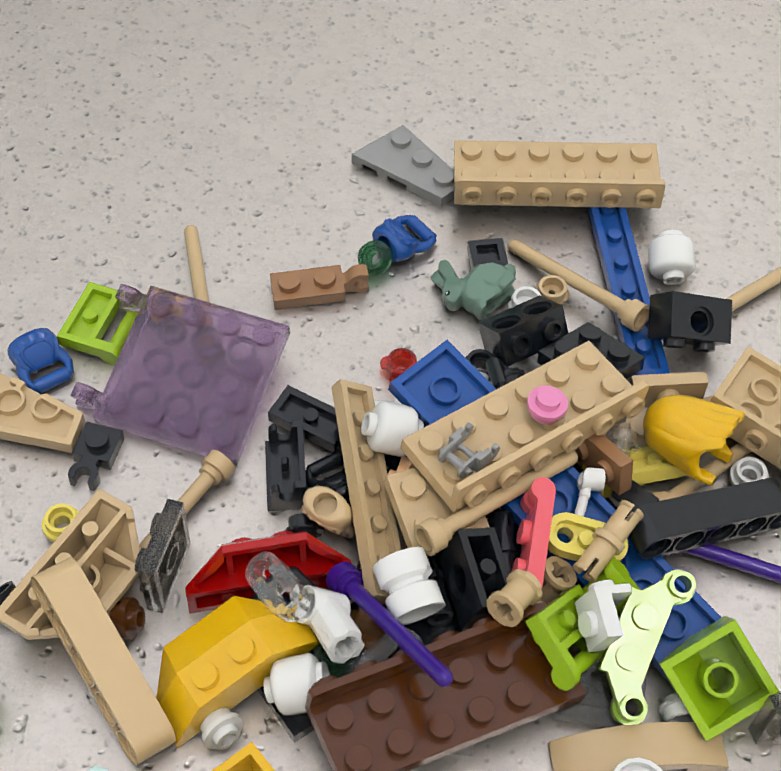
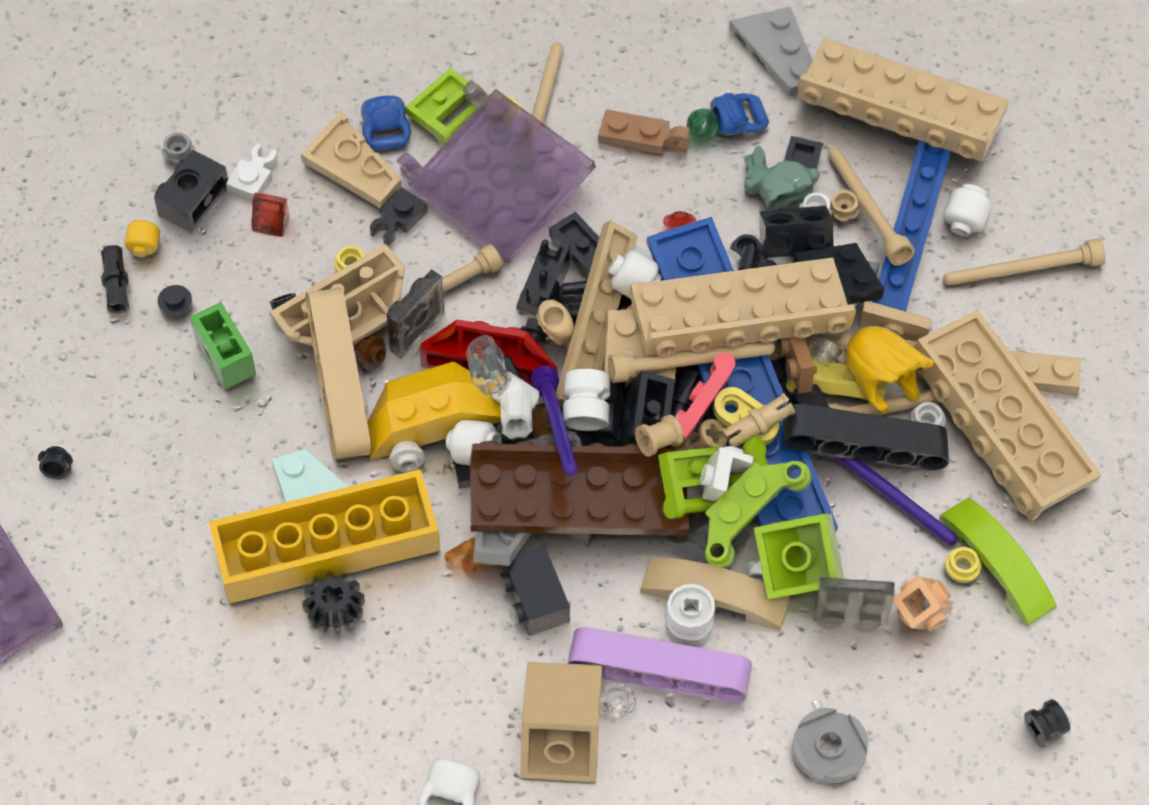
camera: 25 degrees right, 5 degrees up
(476, 461) = (676, 320): light grey piece -> none
(547, 404) = (759, 296): bright pink plate -> none
(590, 480) = (774, 371): white hand -> none
(690, 319) = (963, 272): black brick -> none

